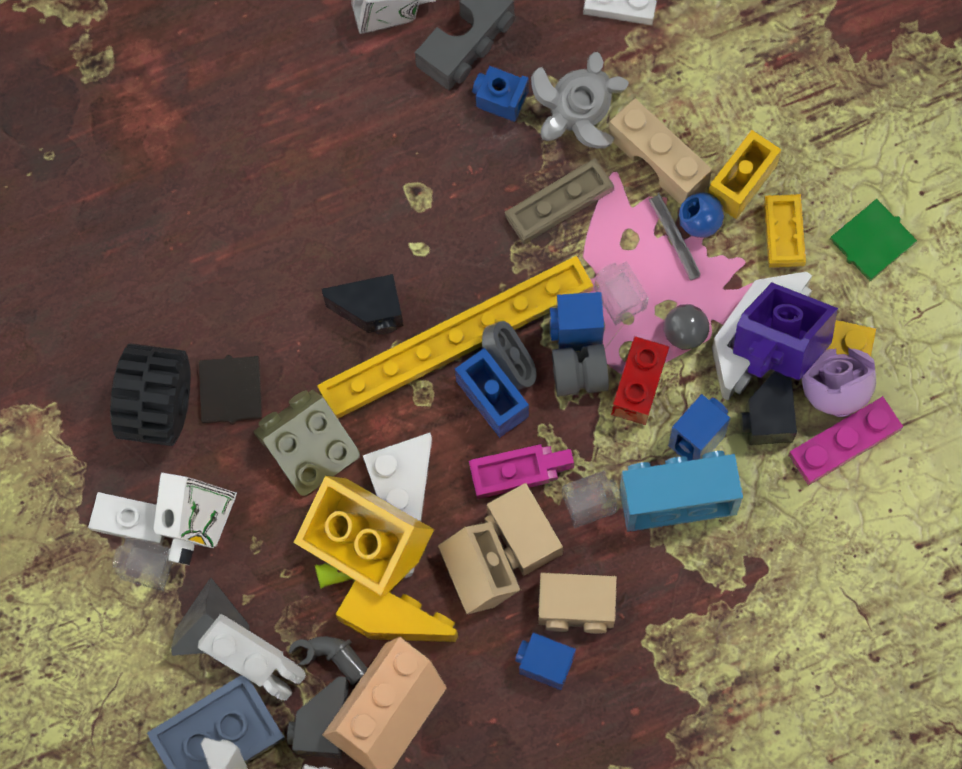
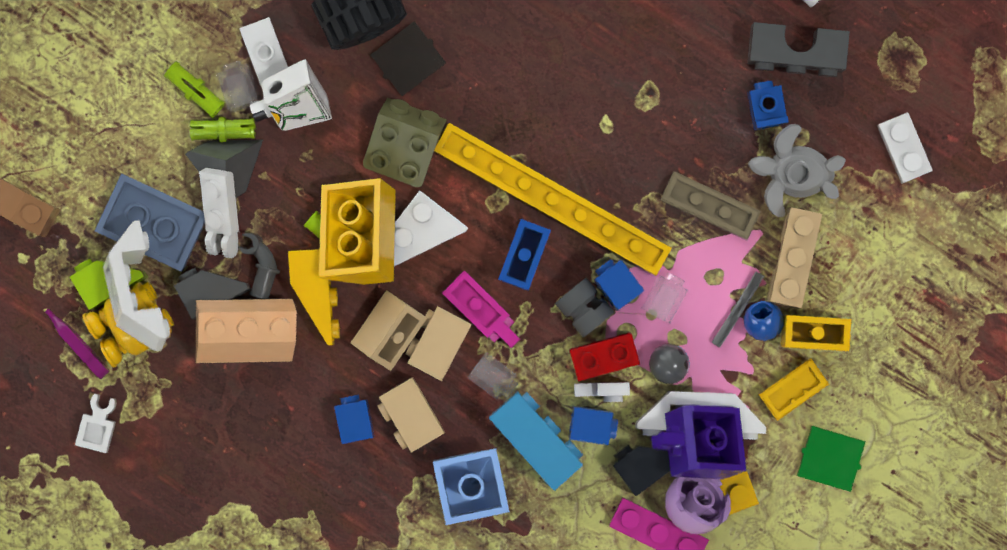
camera: 50 degrees right, 15 degrees up
(115, 608) = (178, 75): none -> lime pin
(173, 607) = (222, 129): none -> lime pin
(367, 304) = (535, 119): black slope -> none
(509, 354) = (561, 249): dark grey plate -> none
(677, 397) = (610, 390): none -> white plate
(685, 585) = (470, 486): none -> light blue slope

